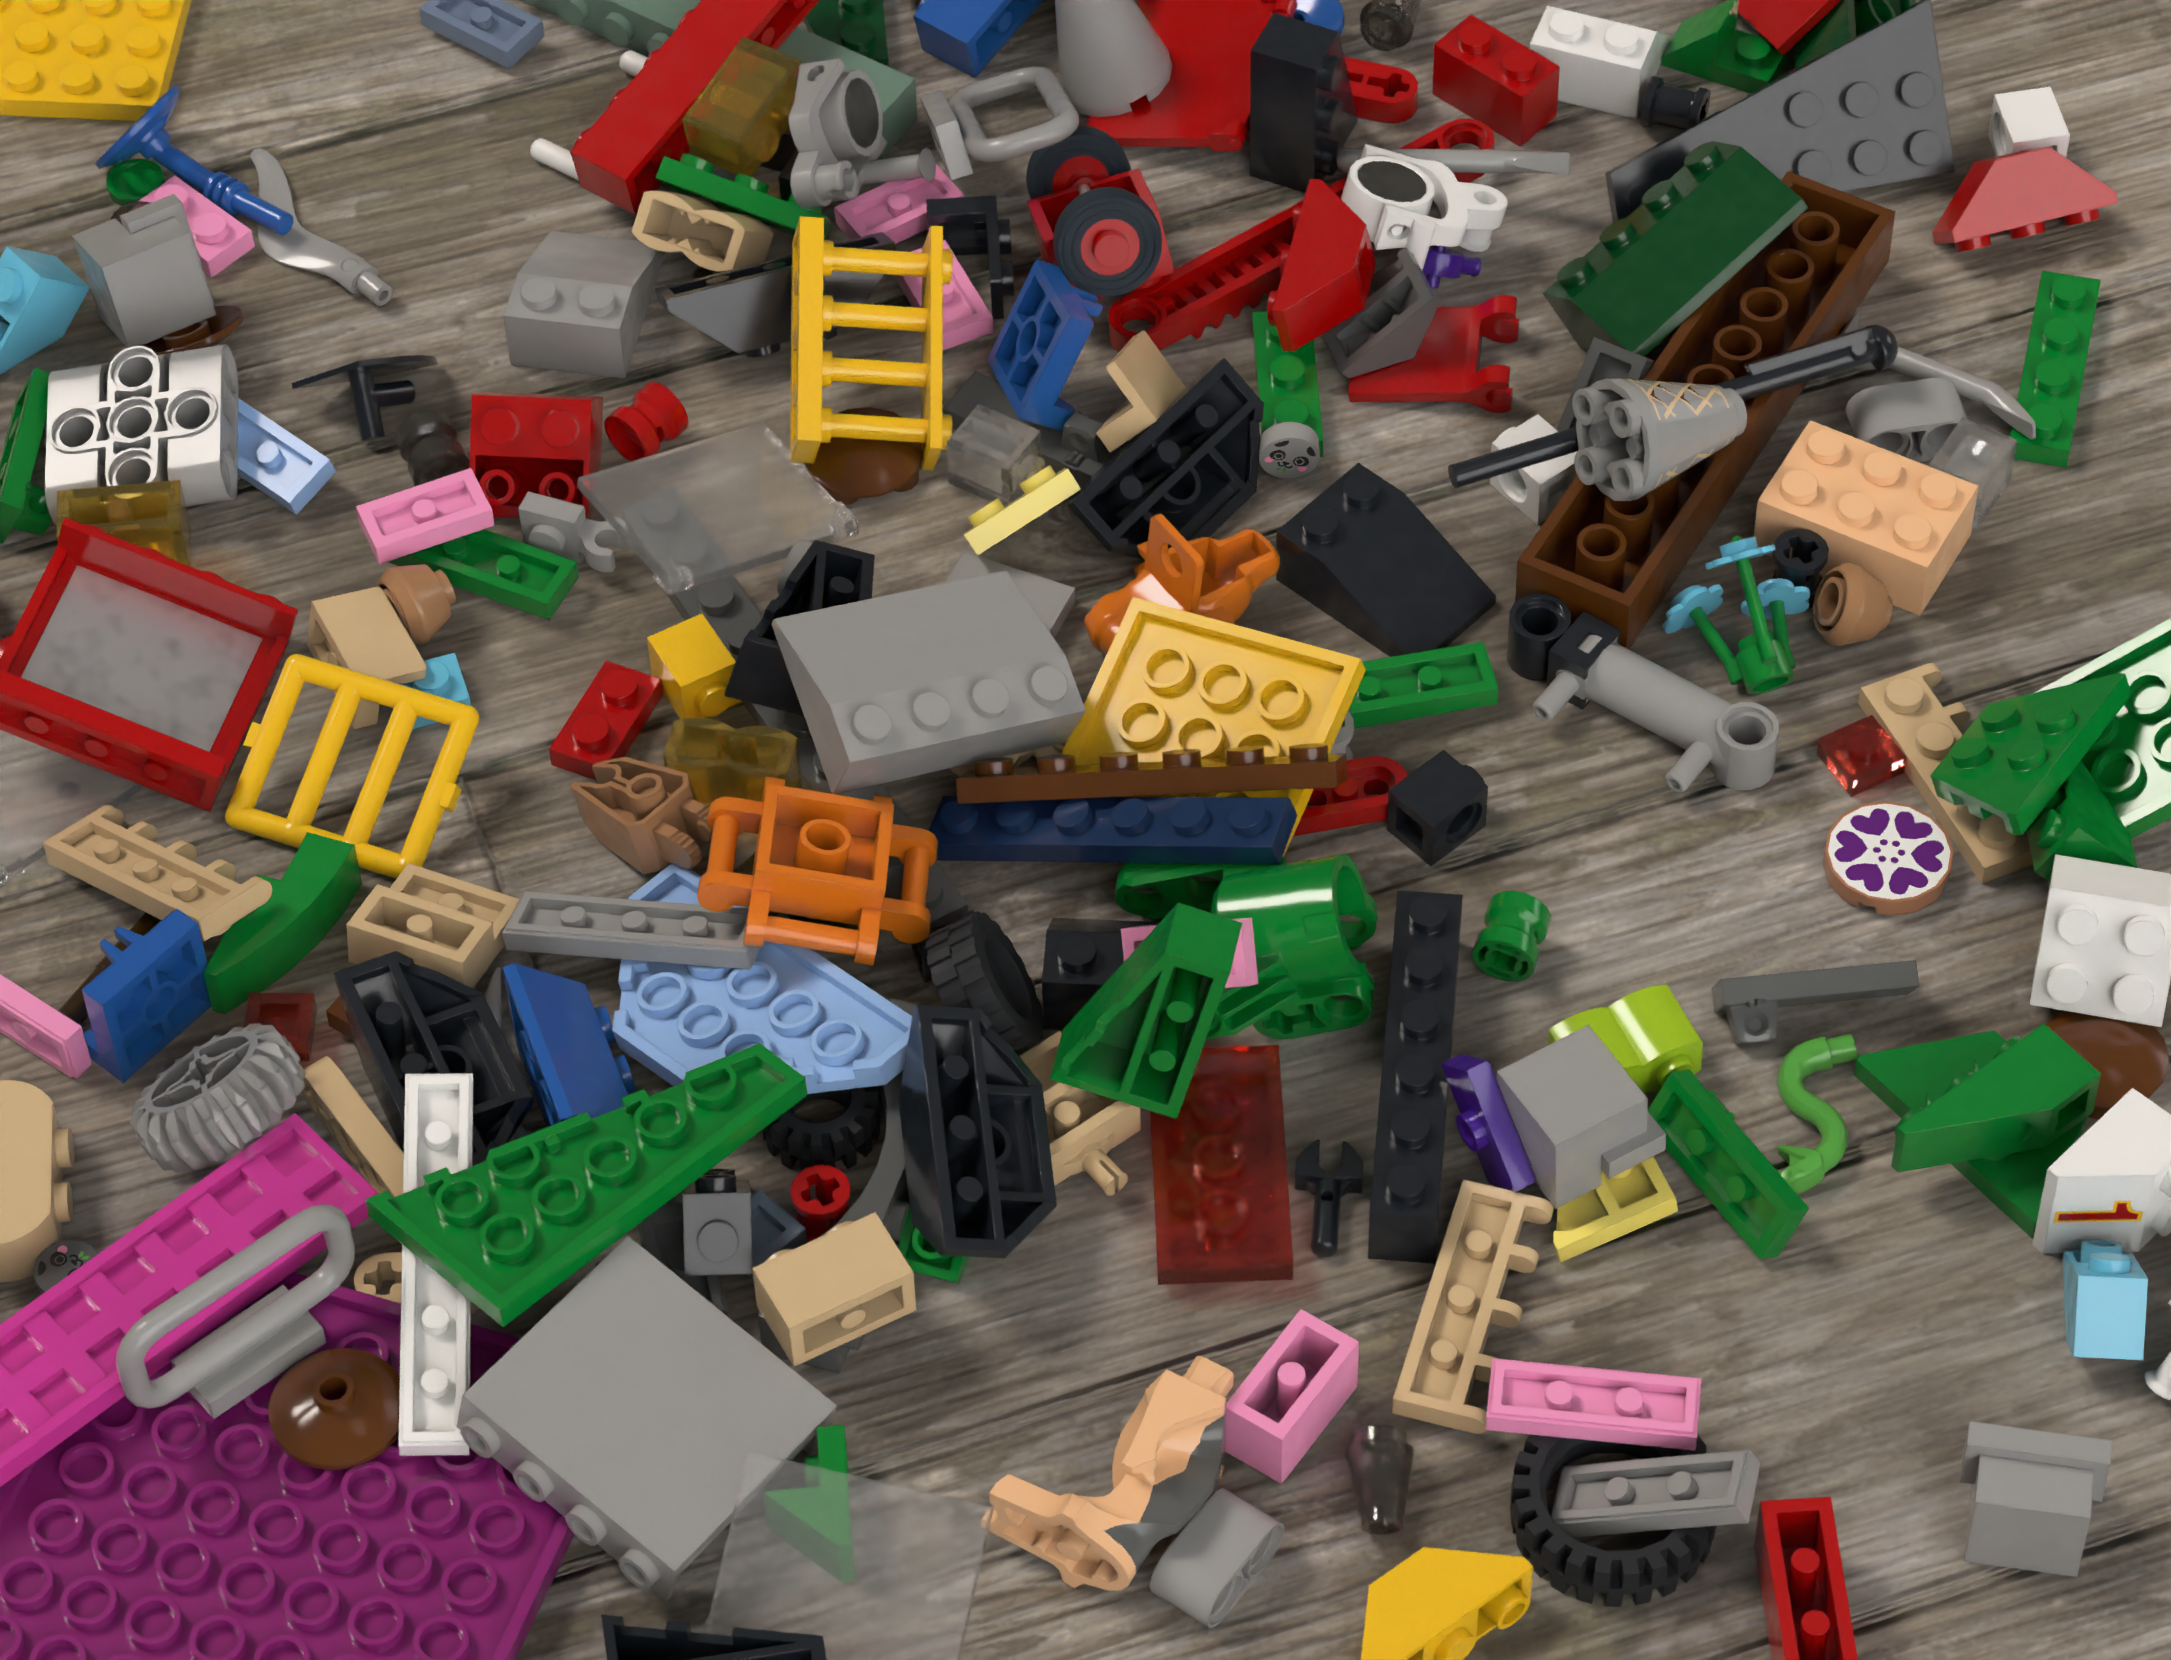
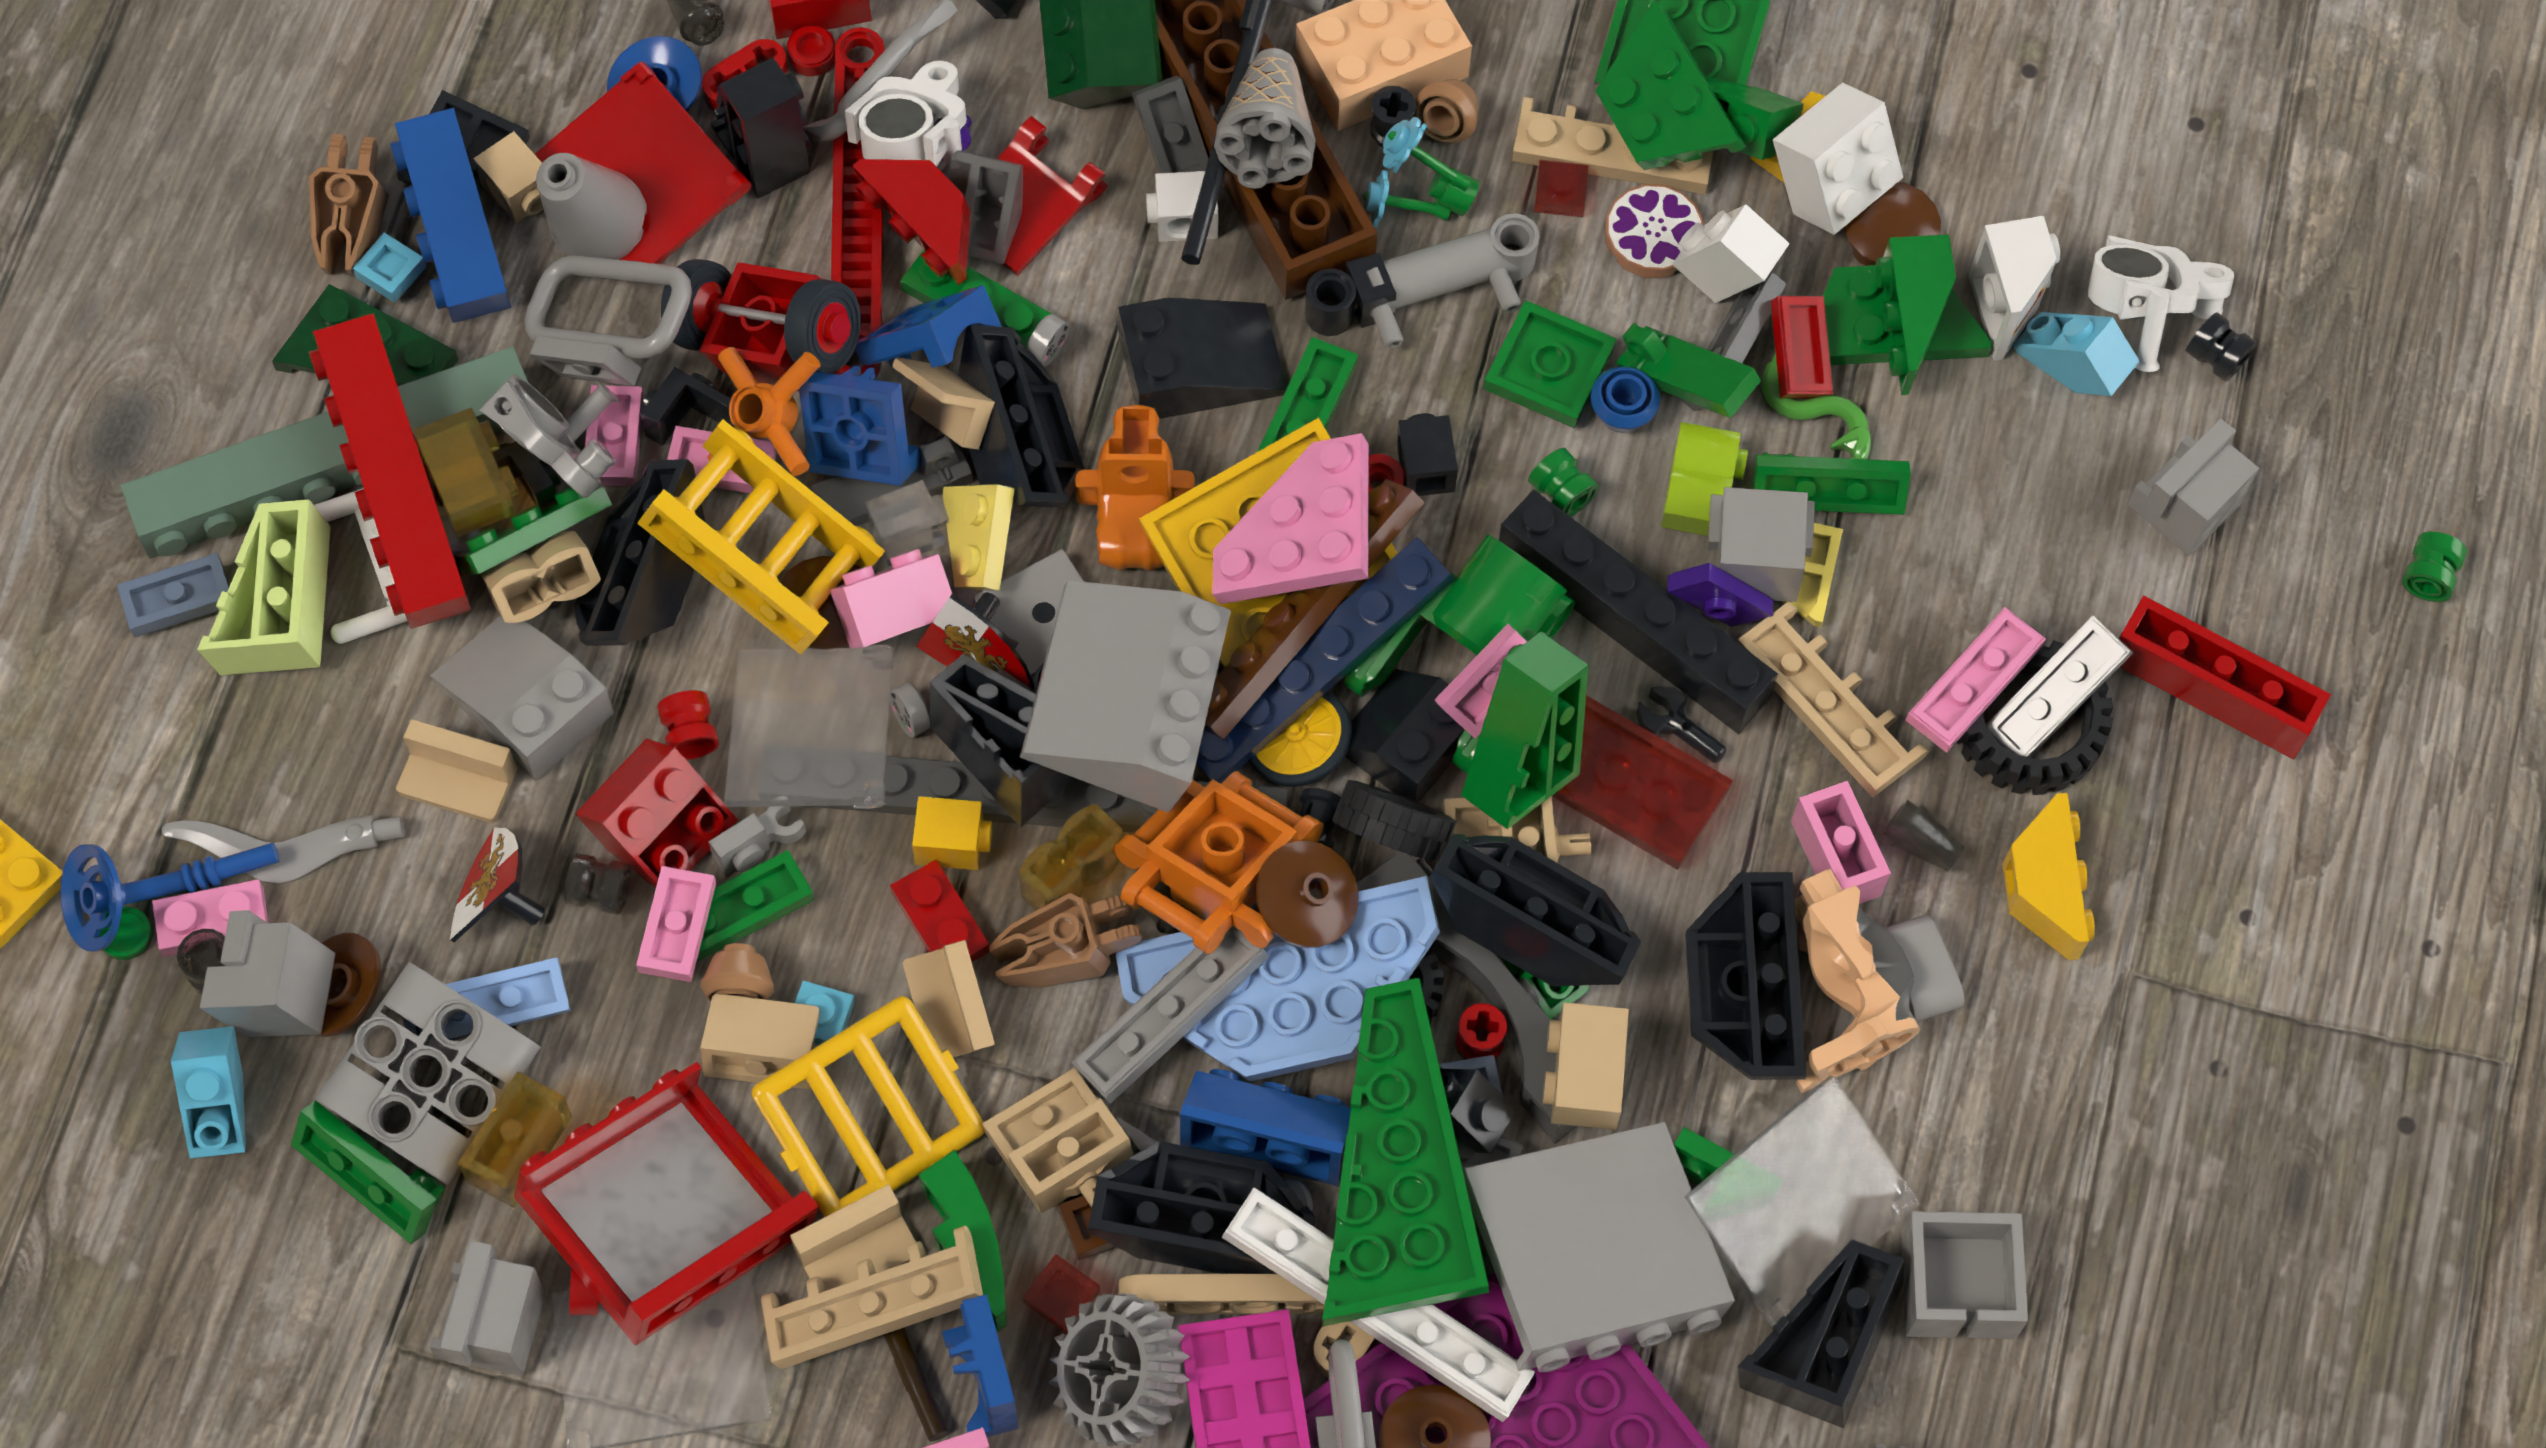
camera: 60 degrees left, 15 degrees up
(222, 828) = (858, 1232): none -> tan panel
(465, 300) = (456, 772): none -> tan panel
(519, 768) = (949, 999): none -> tan panel
(534, 76) = (277, 595): none -> yellowish green wedge
(818, 969) = (1290, 907): none -> reddish brown dish
(896, 483) = (892, 600): none -> bright pink brick
(911, 565) = (969, 632): none -> shield
(995, 262) = (769, 409): none -> orange bar
(1031, 890) = (1308, 746): none -> yellow wheel
(1061, 1393) = (1748, 978): none -> black wedge
(1184, 330) = (928, 327): none -> blue piece
(1226, 713) = (1303, 529): none -> bright pink plate
(1436, 111) = (811, 50): none -> red tile
(1642, 852) = (1549, 363): none -> green plate
(1653, 929) = (1625, 398): none -> blue cone
(1728, 948) = (1689, 370): none -> green hinge
(1860, 1043) = (1801, 346): none -> red tile
(1899, 907) = (1729, 253): none -> white brick

